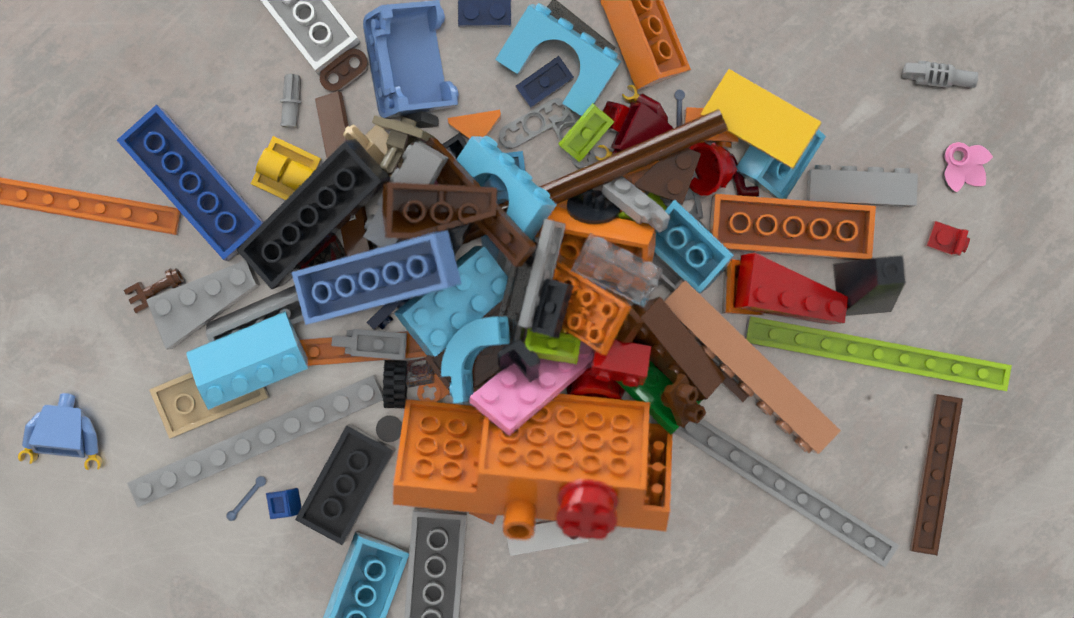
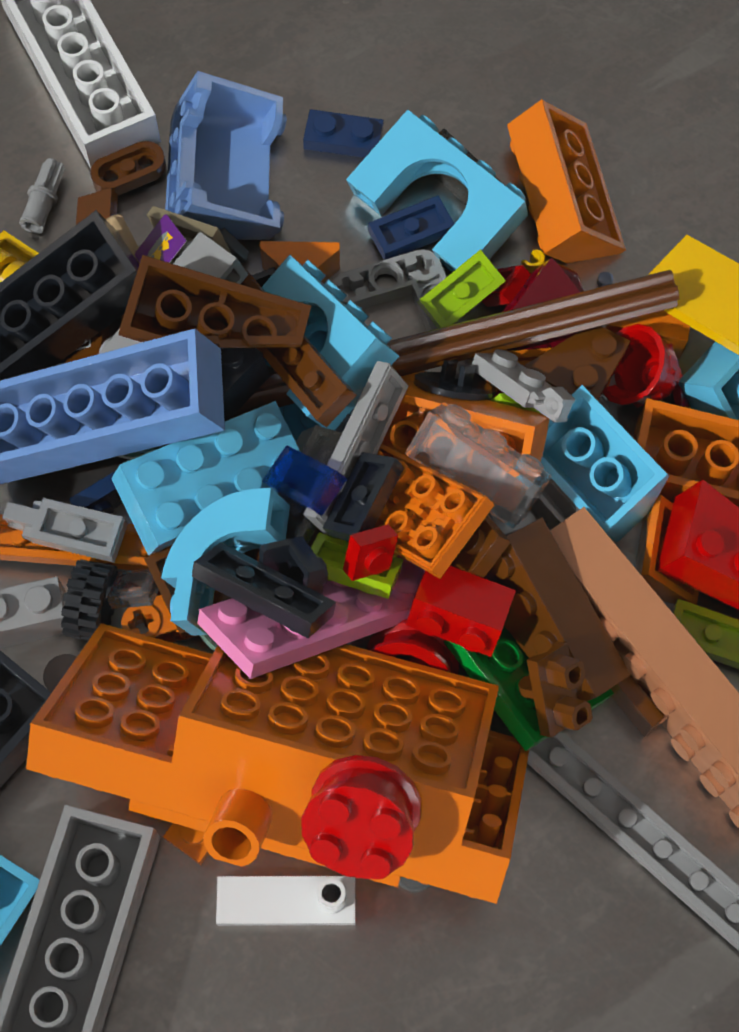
camera: 15 degrees right, 20 degrees down
(388, 150) = (162, 241): none -> dark purple sticker
(505, 379) = (264, 589): none -> black plate
(514, 303) = (304, 480): none -> clear blue tile
(562, 343) = (370, 552): none -> red plate

